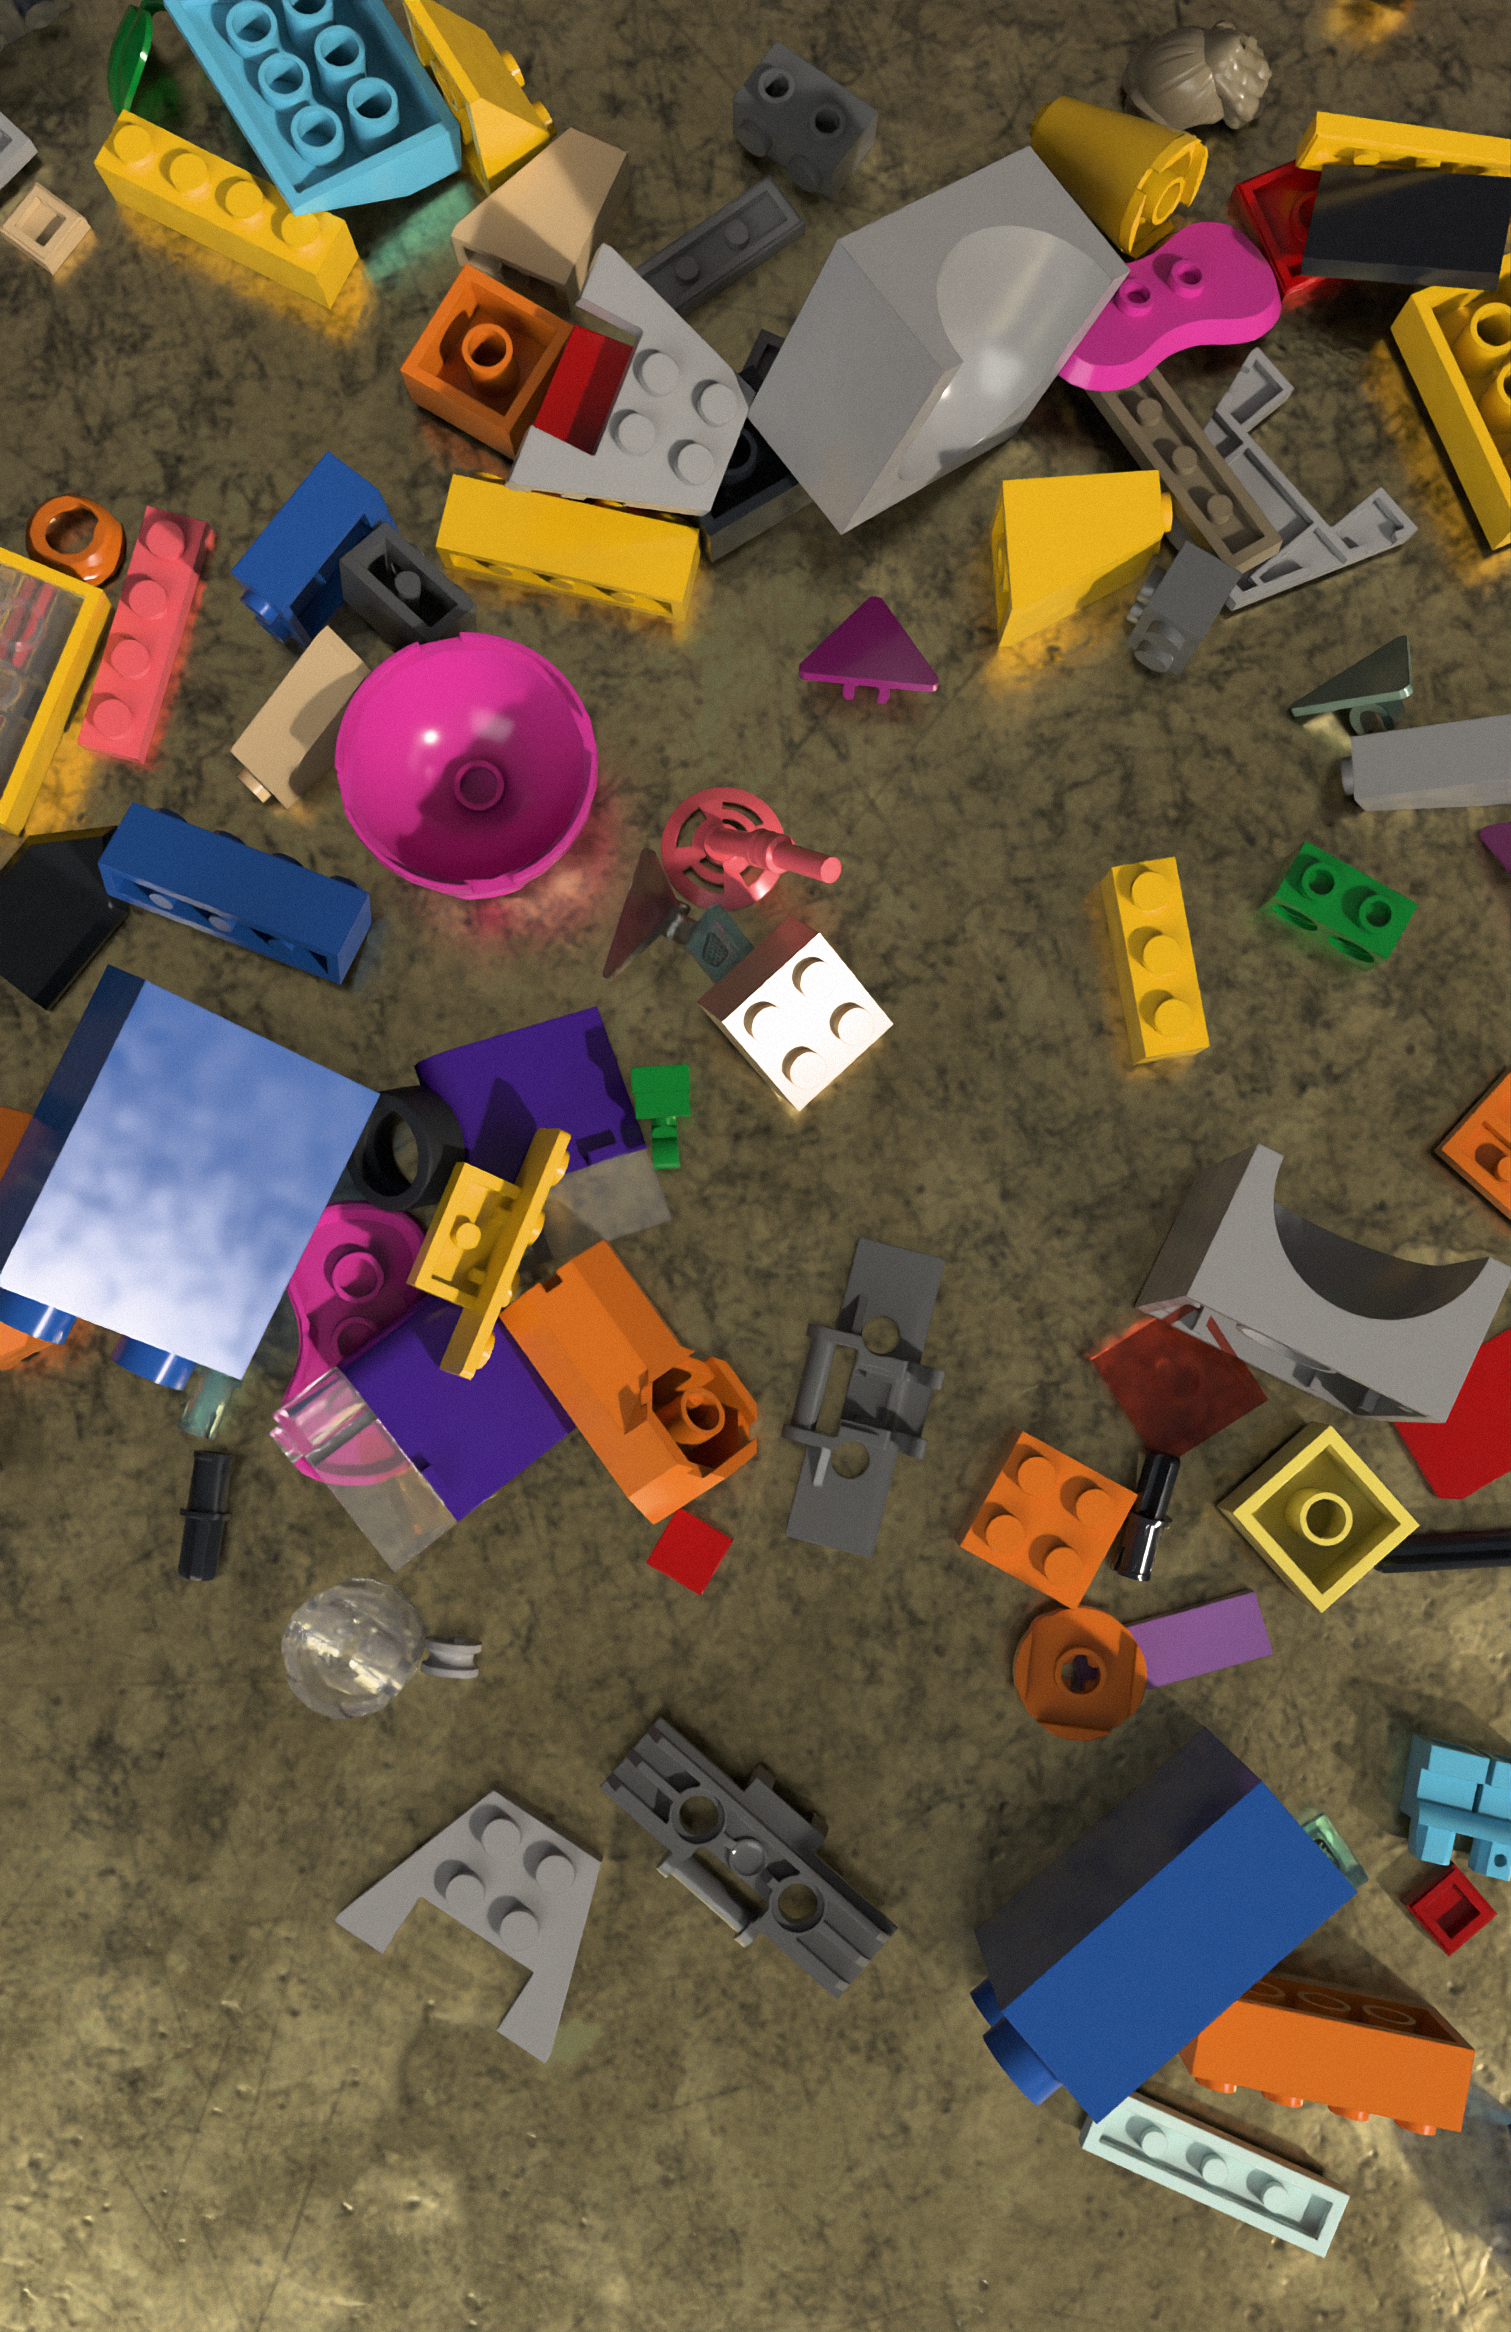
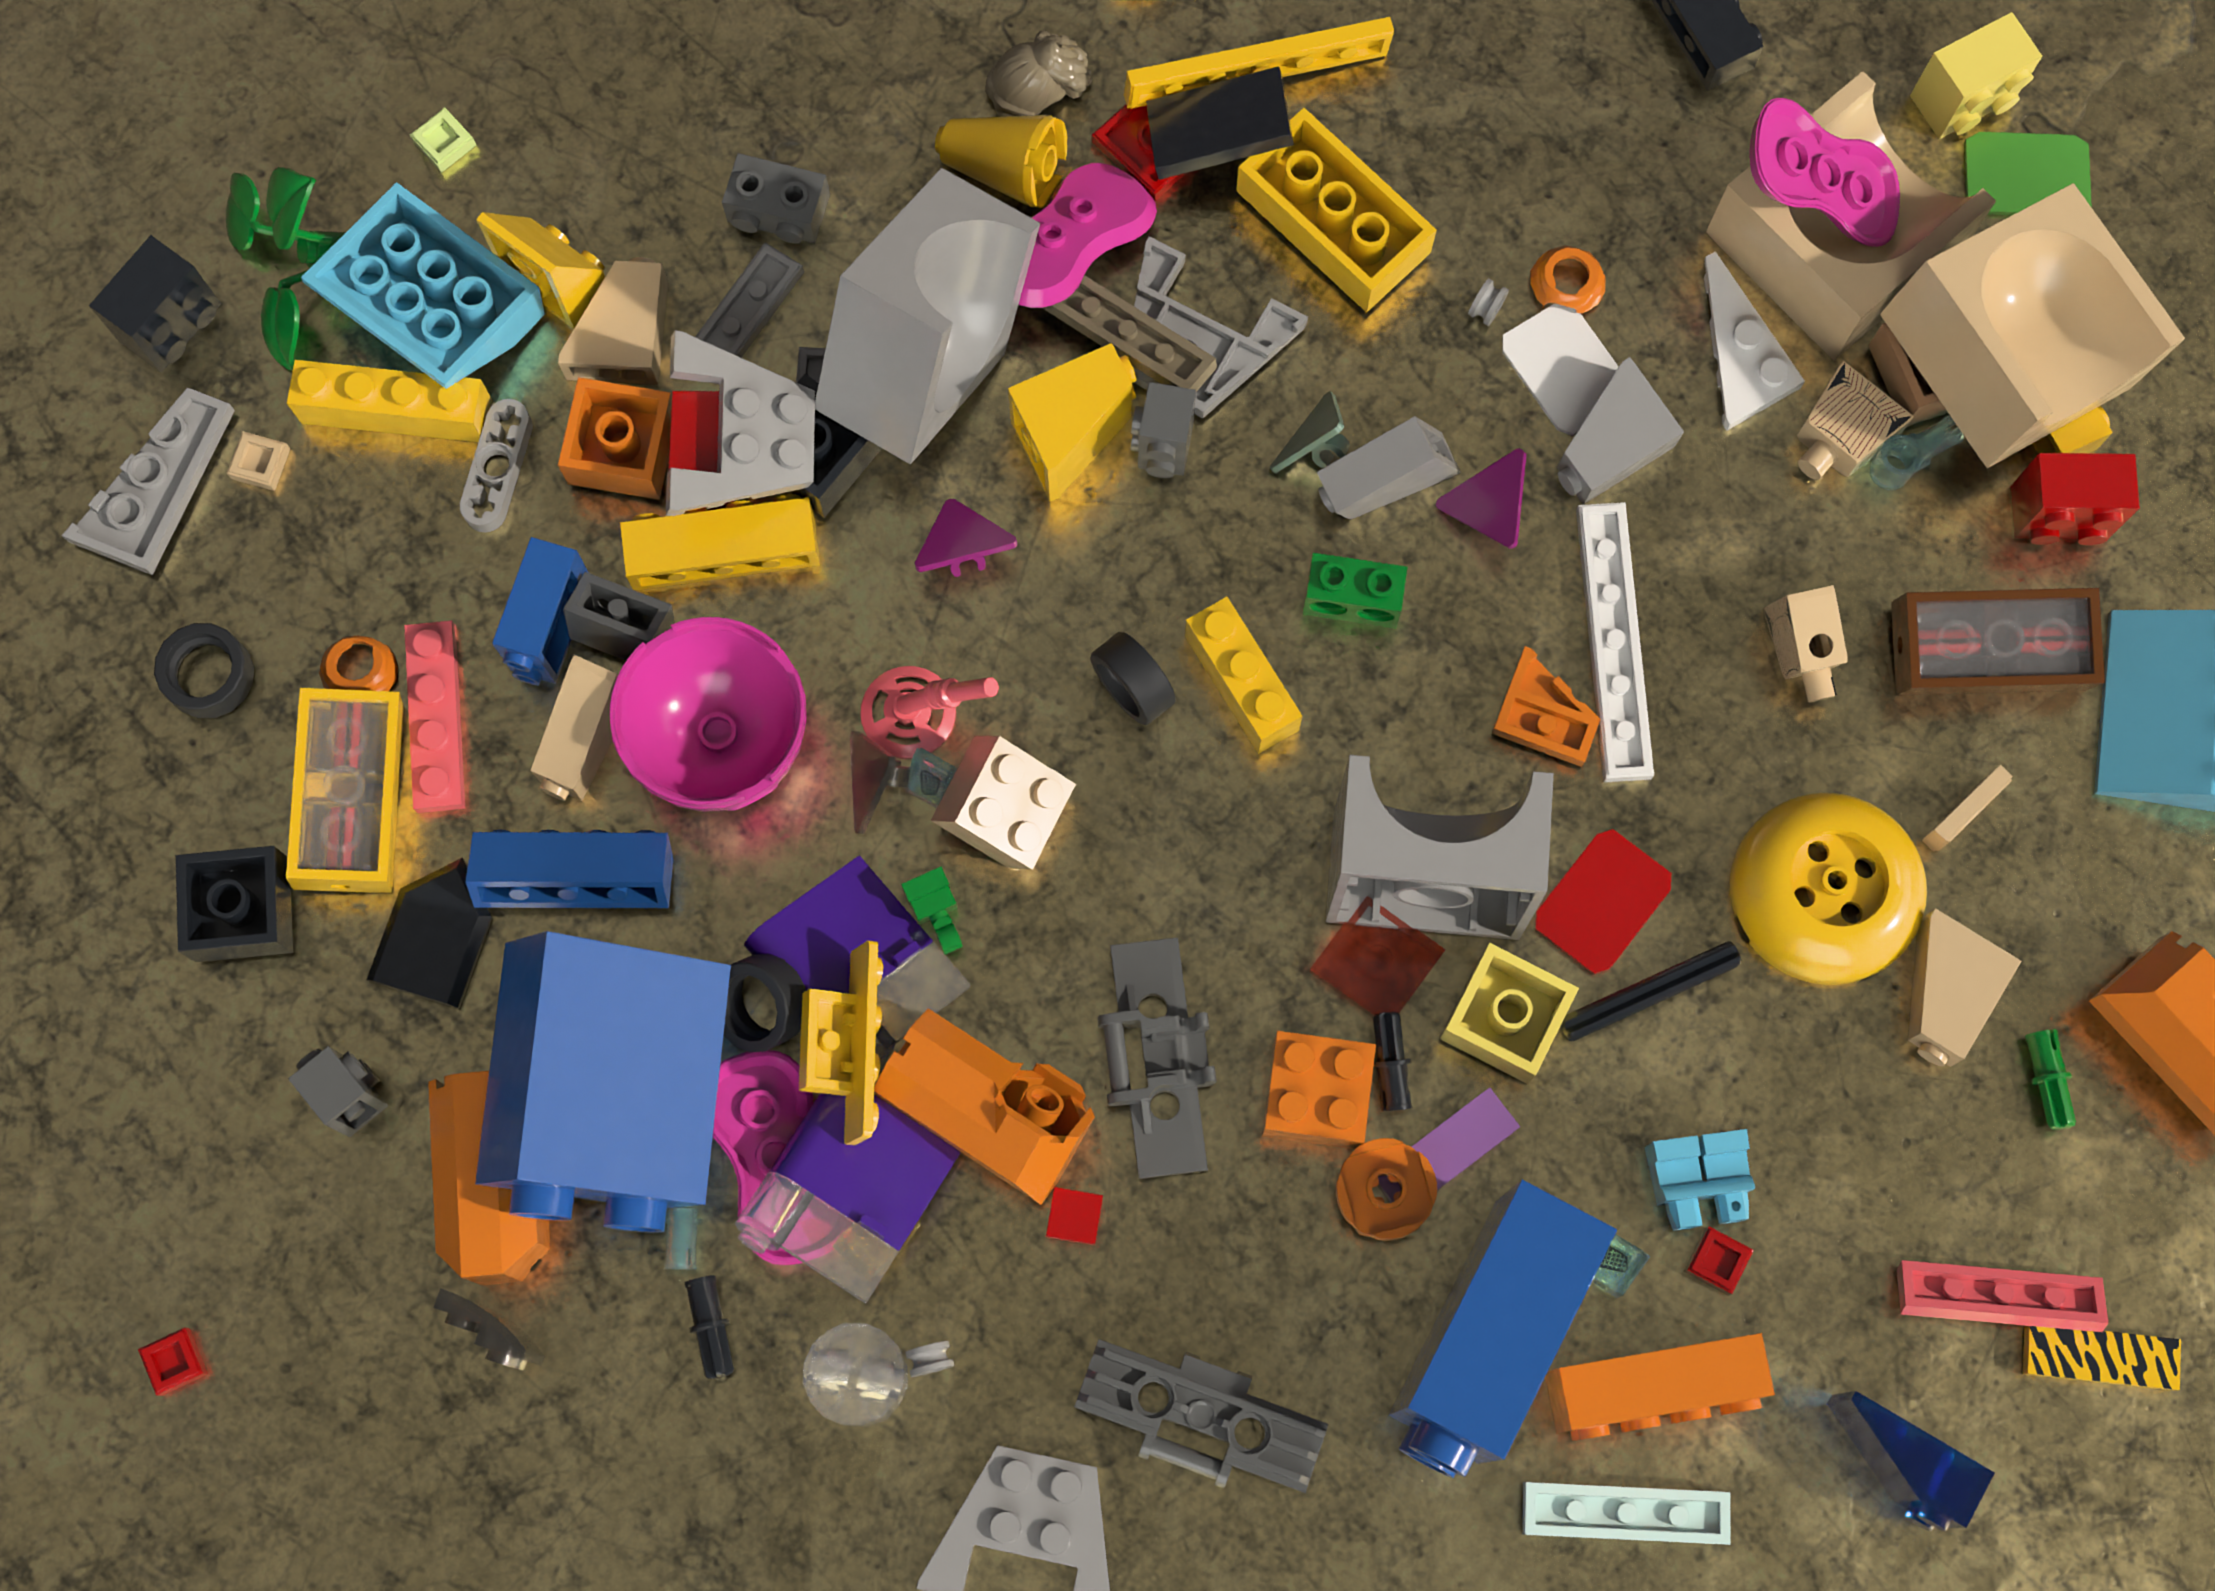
camera: 25 degrees left, 10 degrees down
(373, 319) = (500, 500): none -> light grey beam
(1016, 915) = (1133, 678): none -> black tyre

